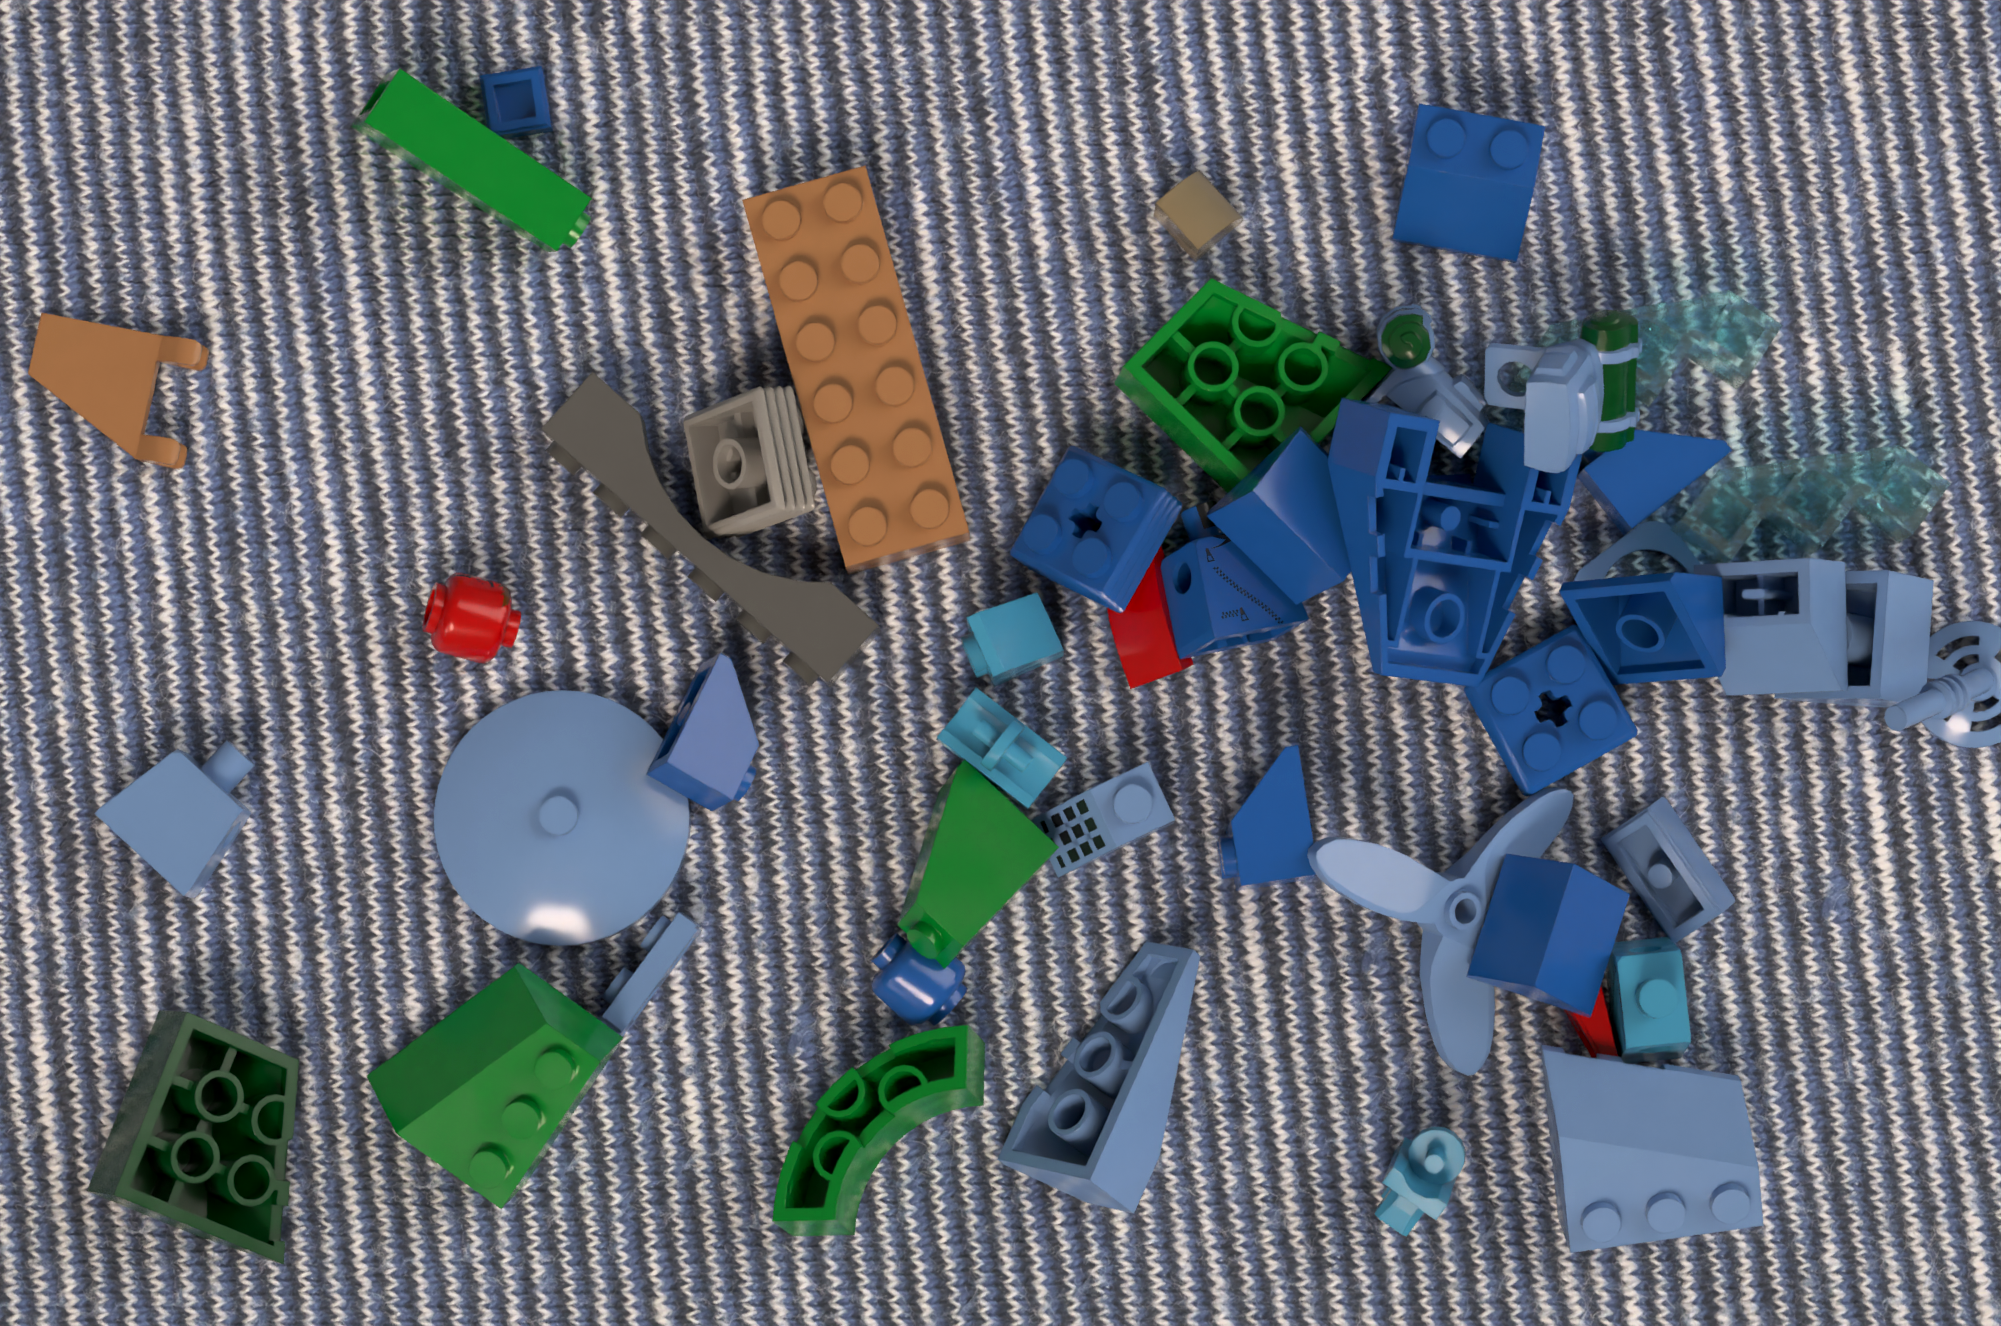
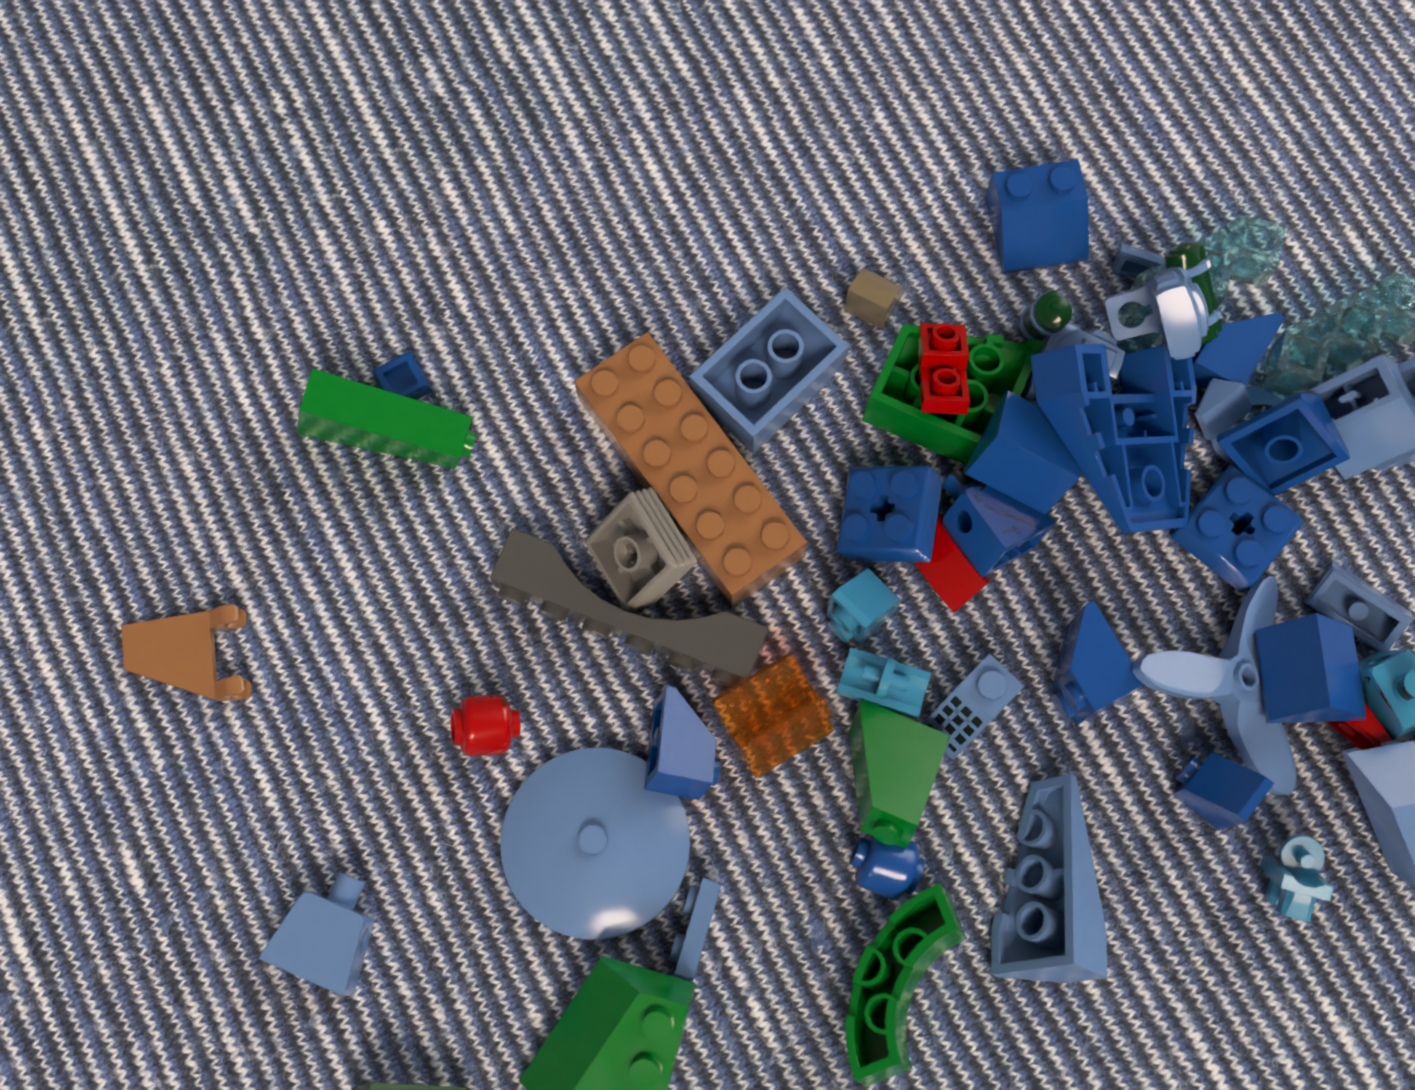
camera: 20 degrees left, 10 degrees down
(844, 738) = (773, 714): none -> clear orange bracket
(1011, 273) = (768, 370): none -> medium blue brick
(1235, 363) = (942, 368): none -> red slope
(1372, 1035) = (1220, 790): none -> blue slope
(1579, 288) = (1133, 260): none -> medium blue slope
(1597, 541) = (1221, 407): none -> medium blue slope

